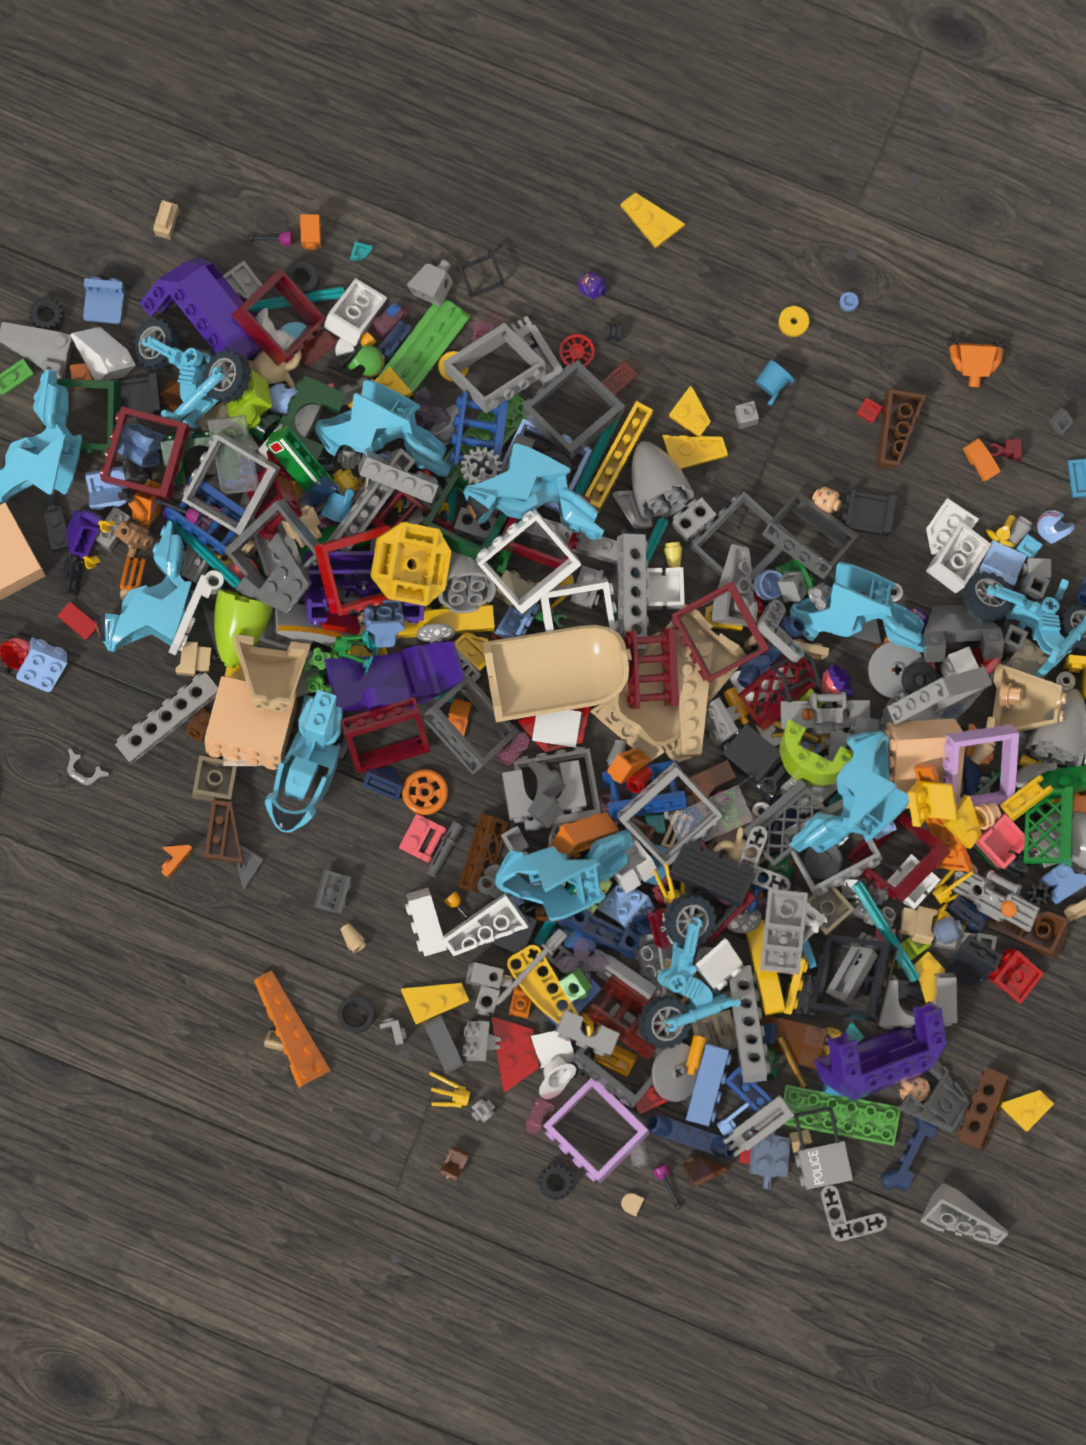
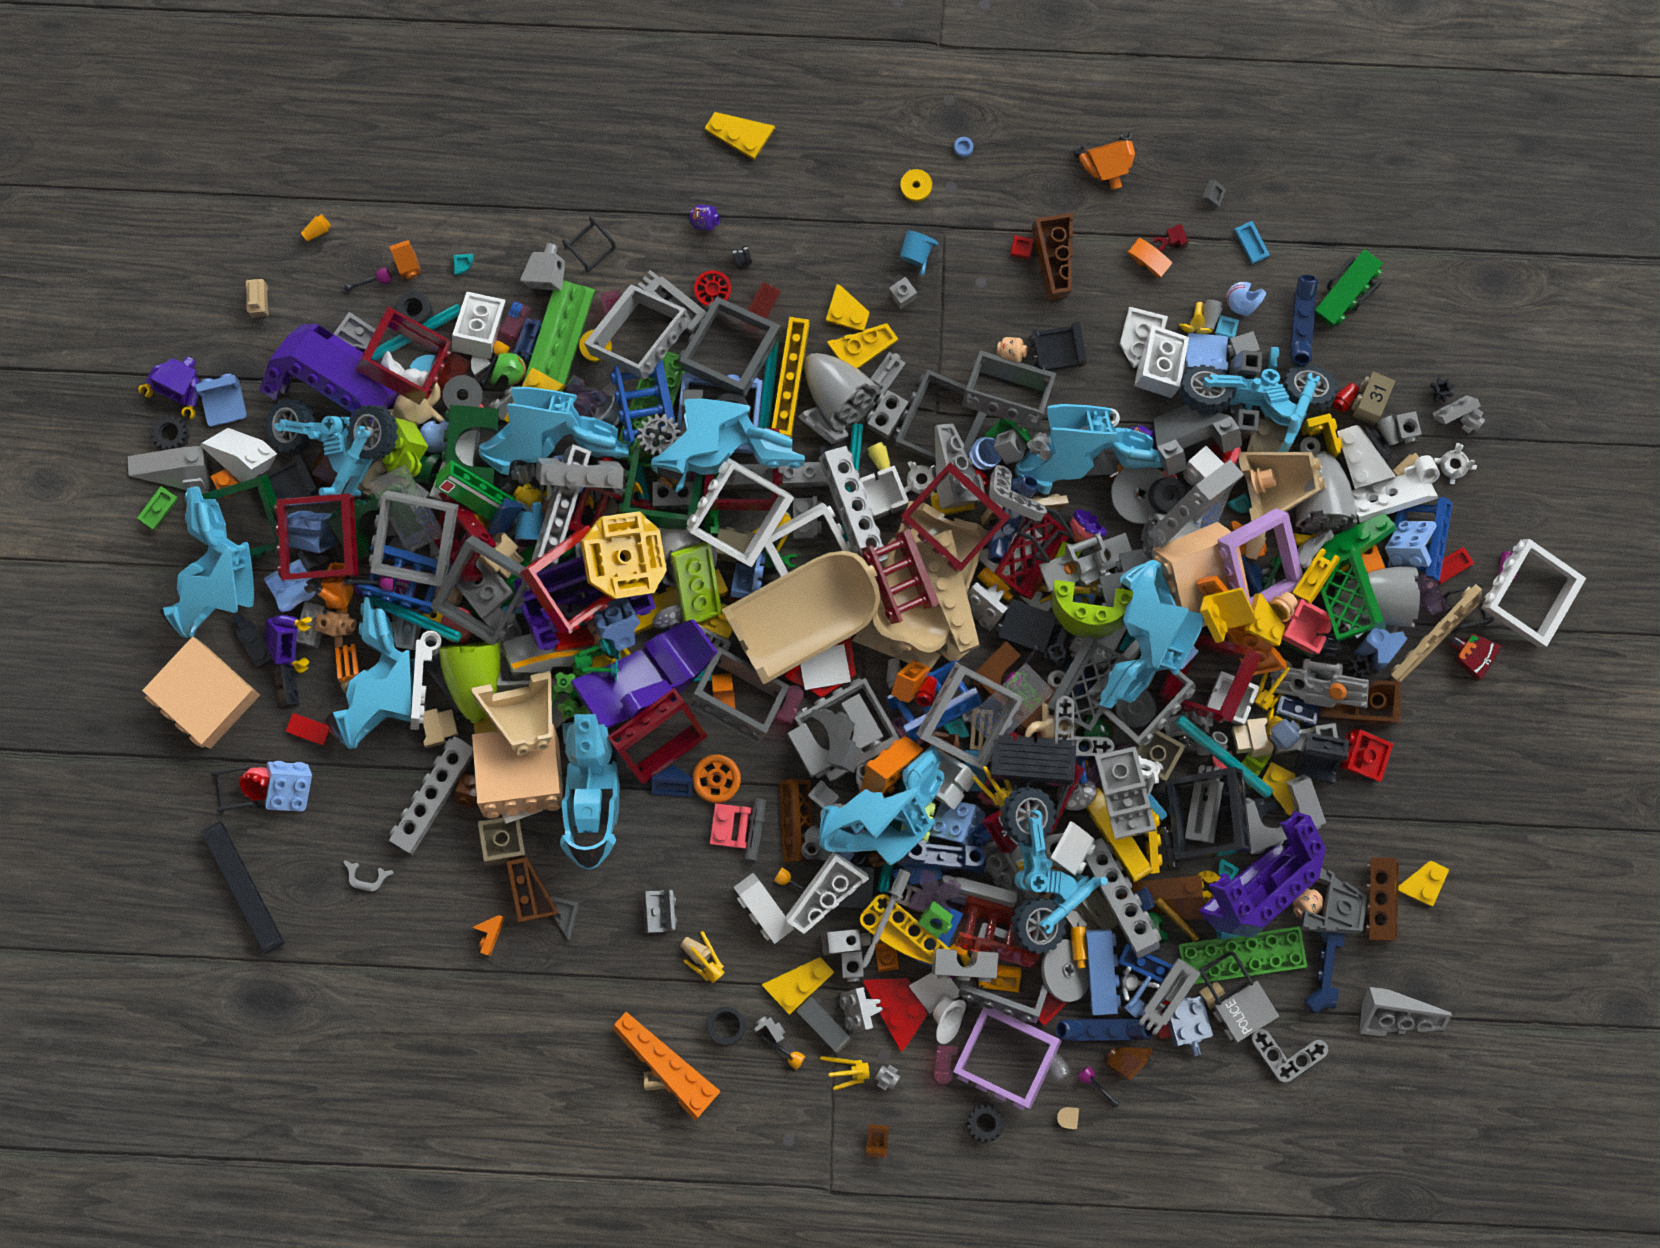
camera: 15 degrees left, 0 degrees up
(67, 270) = (174, 381): none -> dark purple torso
(241, 174) = (317, 227): none -> light orange cone
(284, 585) = (504, 619): dark grey wing -> none
(320, 359) = (460, 383): none -> dark grey tile
(360, 961) = (712, 970): none -> yellow plant
(406, 1065) = (795, 1059): none -> hinge
(468, 610) = (696, 582): none -> lime tile
(694, 587) = (920, 469): none -> white piece
(707, 481) = (887, 371): none -> light grey hinge
(730, 1103) = (1131, 982): none -> white plant
(983, 711) = (1240, 504): none -> teal tile

